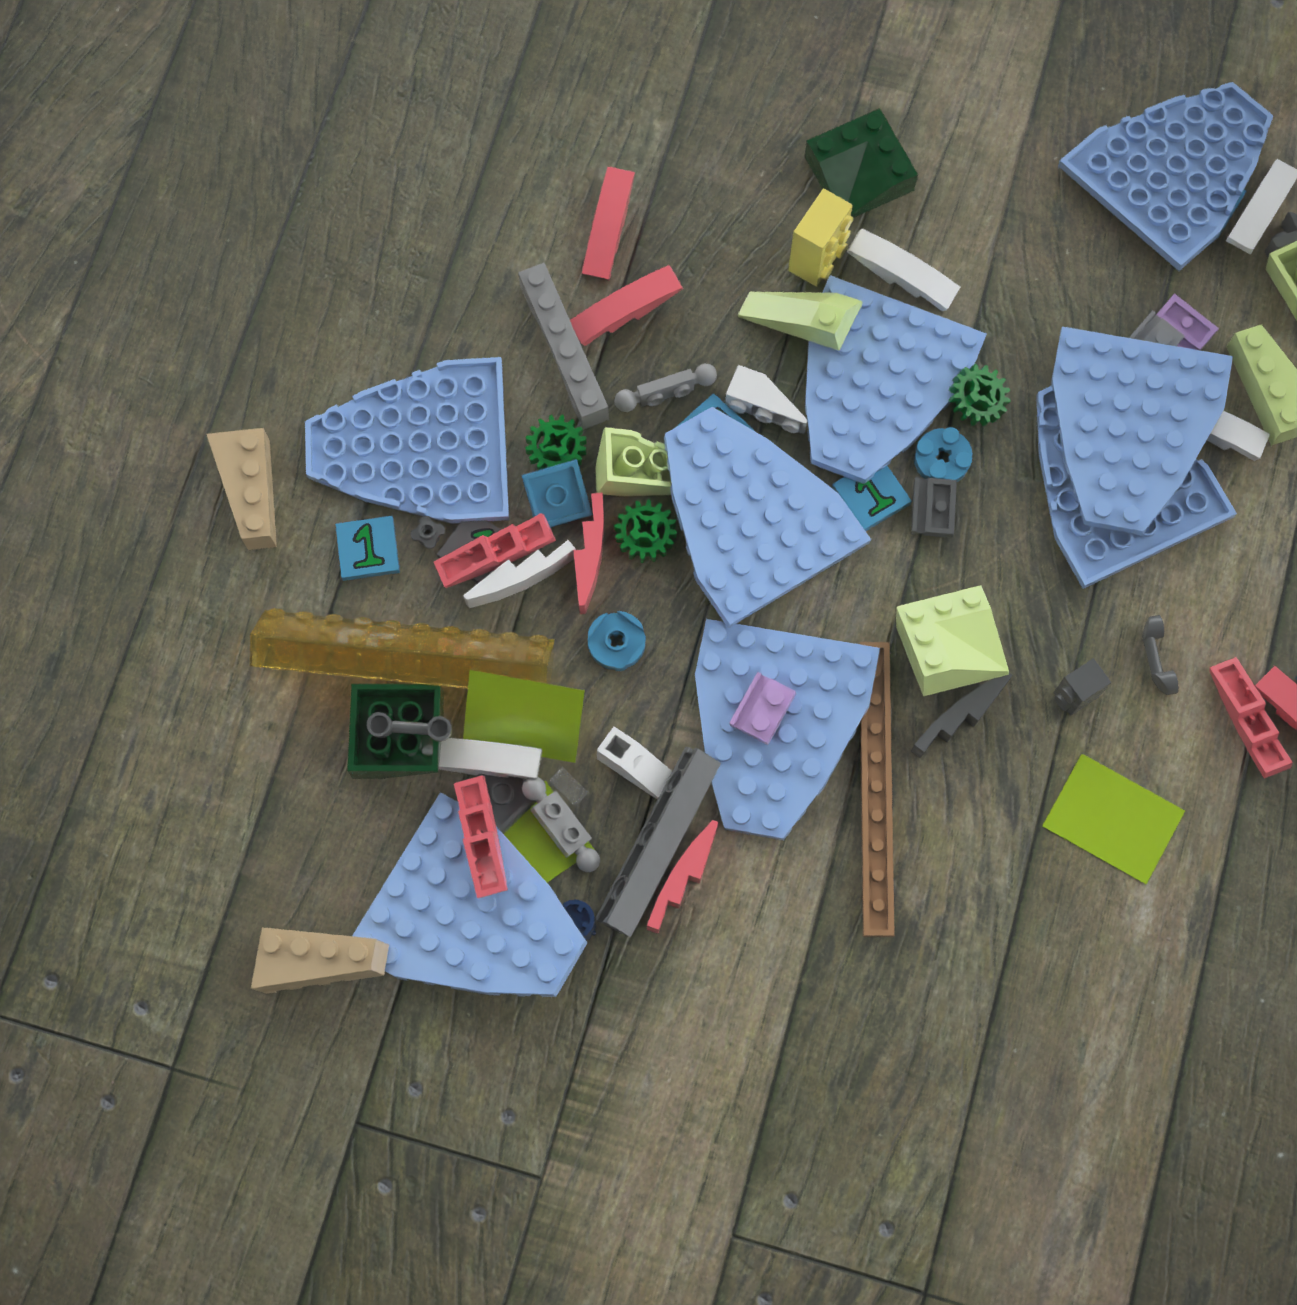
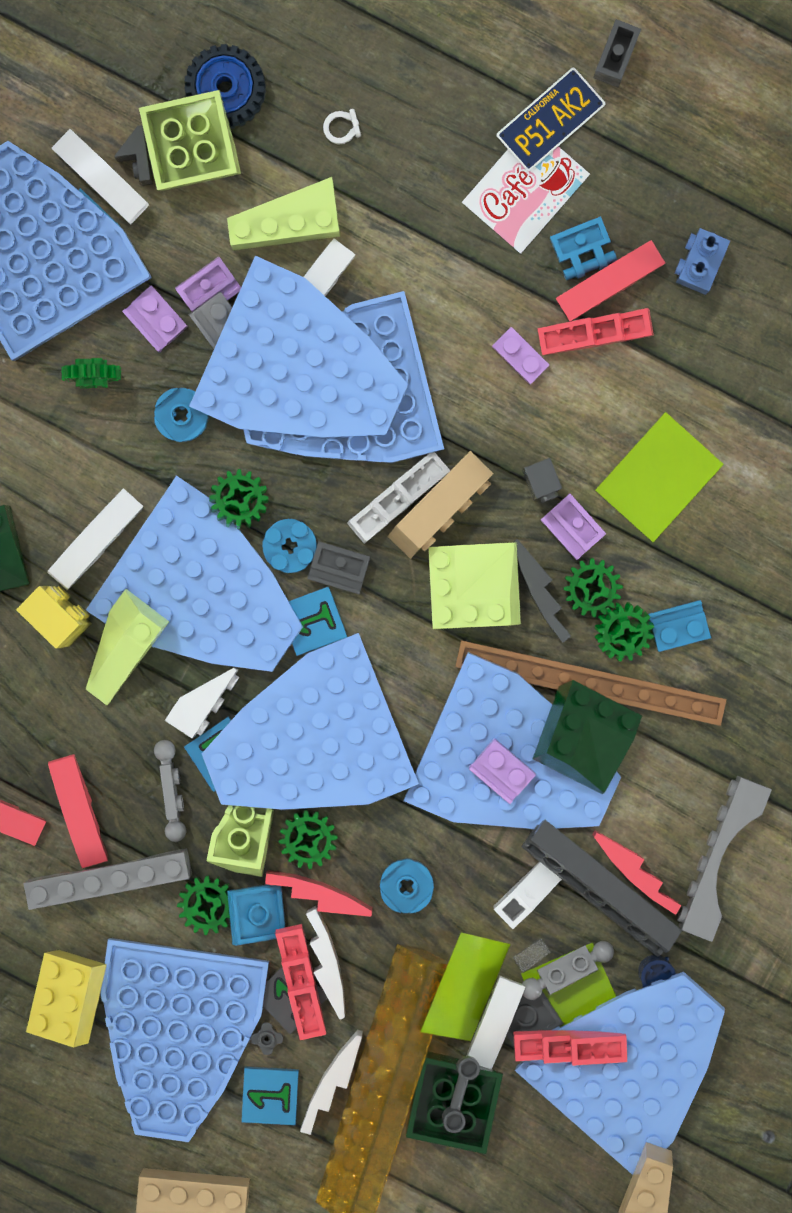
camera: 80 degrees left, 15 degrees up
(400, 605) = (336, 1075): none -> white slope
(434, 327) = (66, 998): none -> light yellow brick
(783, 980) = (744, 804): none -> light grey arch
(821, 786) = (586, 736): none -> dark green slope
(947, 822) = (630, 639): none -> green gear
(960, 871) = (679, 626): none -> dark azure plate
(991, 768) = (581, 583): none -> green gear
(1022, 553) = (398, 497): none -> white slope
(1026, 591) = (440, 504): none -> tan wedge
(1038, 735) = (573, 526): none -> lavender plate
(1044, 312) = (165, 414): none -> dark azure plate
(1069, 229) = (91, 373): none -> green gear
(1137, 285) = (155, 319): none -> lavender plate
(1164, 681) = (498, 398): dark grey bar -> none
(1202, 646) = (520, 355): none -> lavender plate

